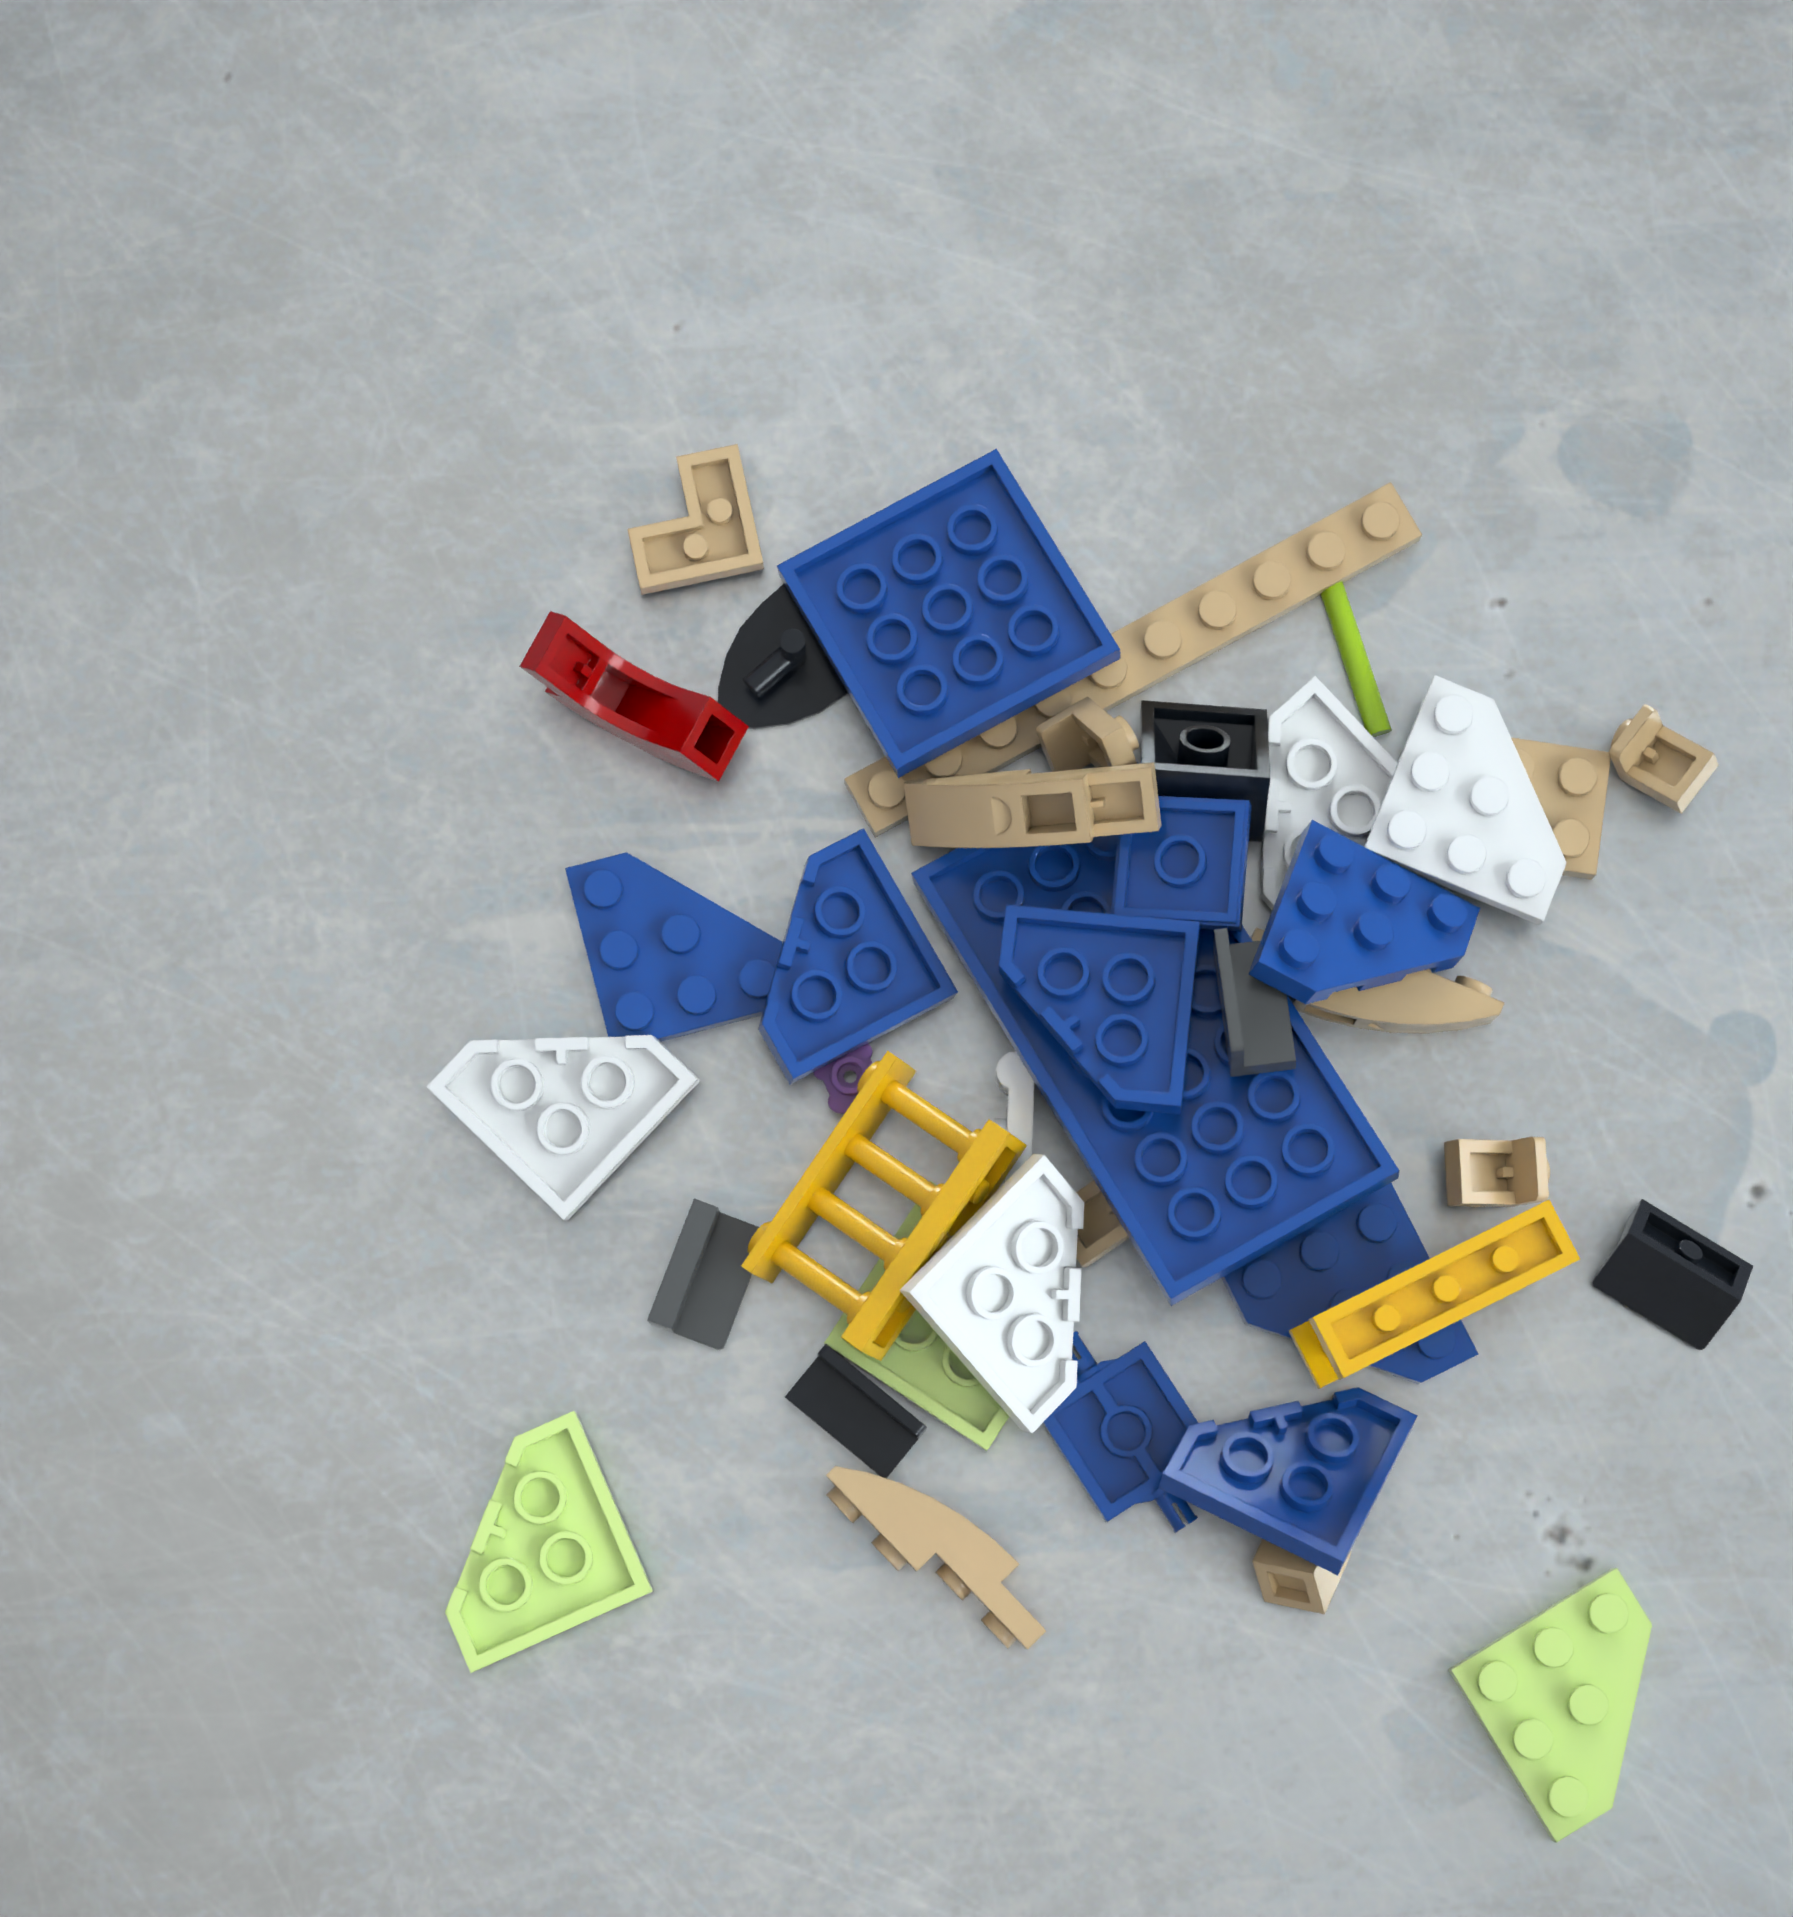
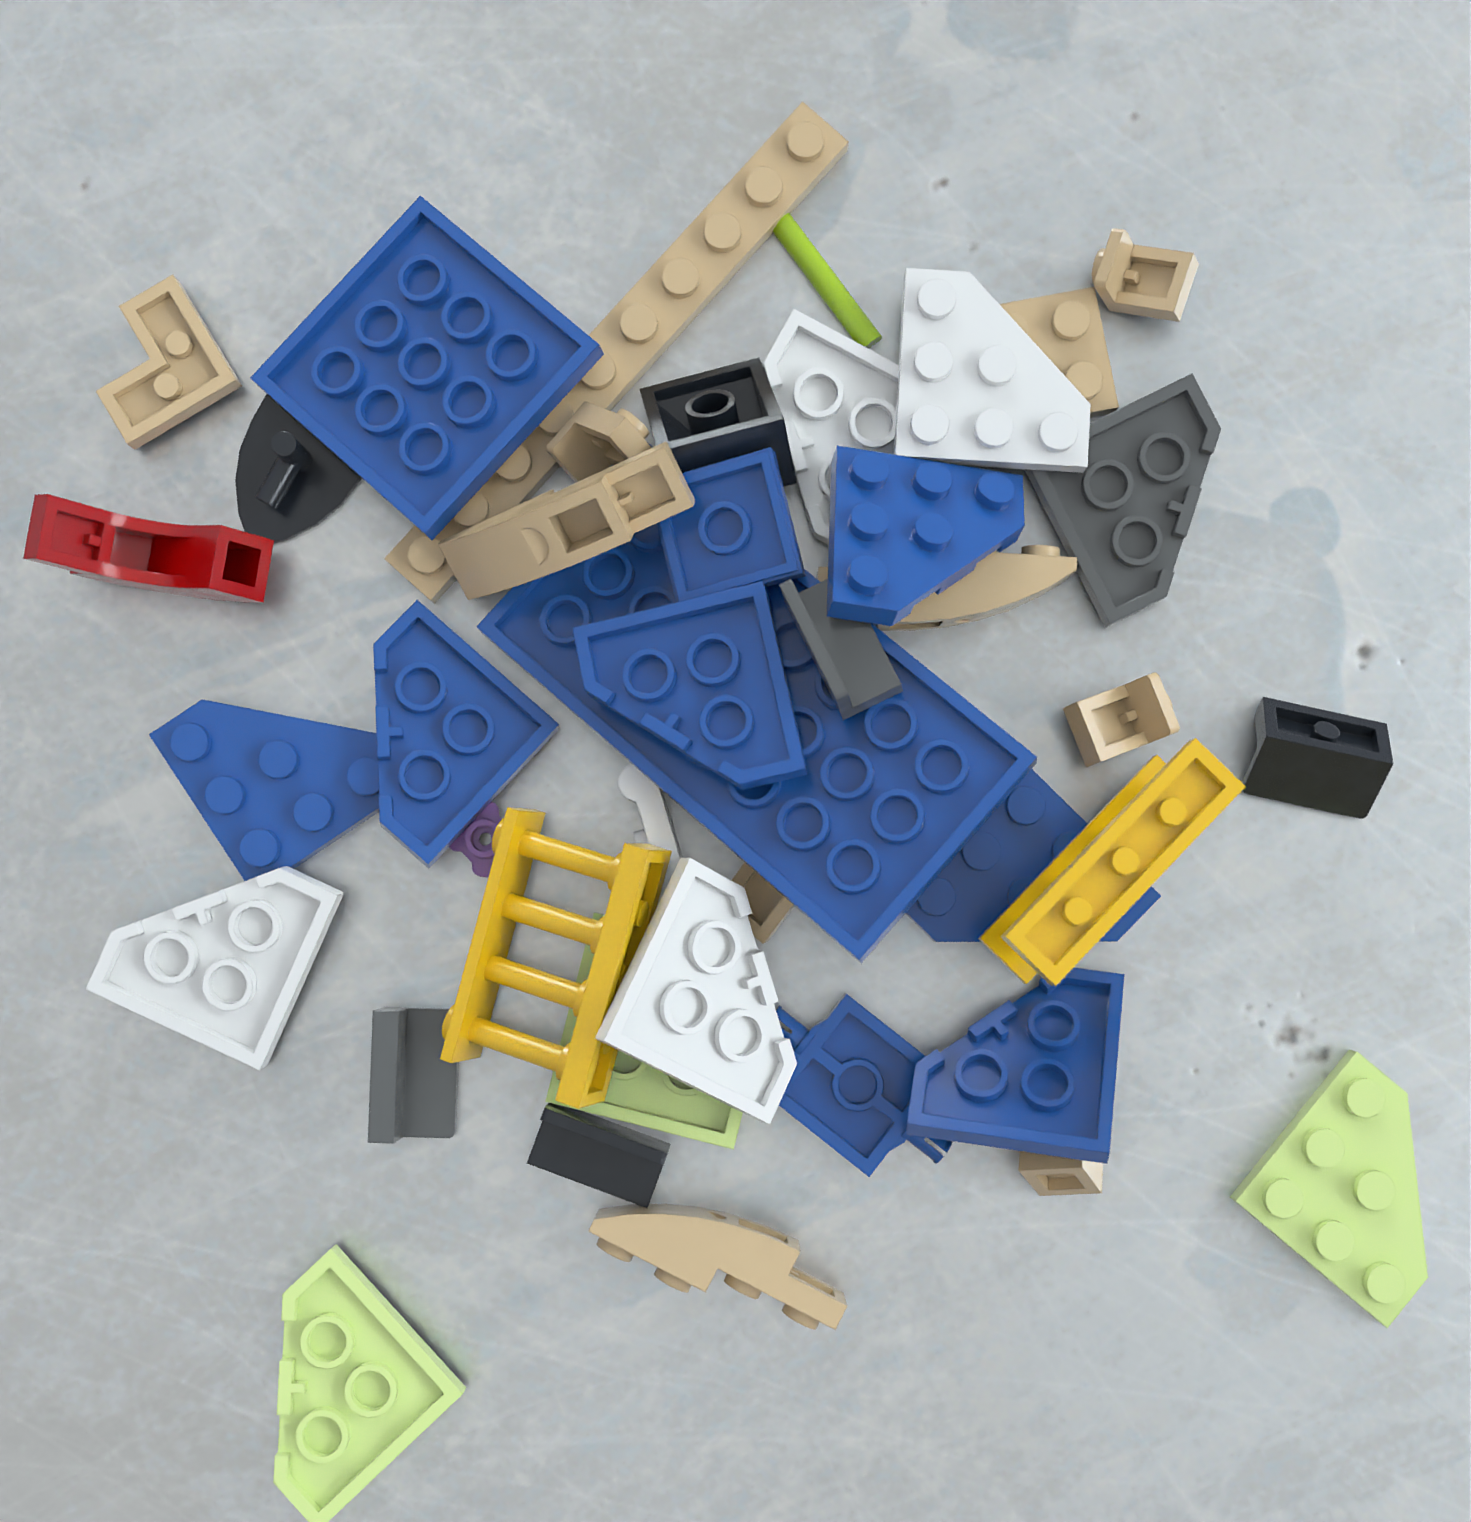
camera: 15 degrees left, 5 degrees up
(1580, 965) = (1134, 497): none -> dark grey plate

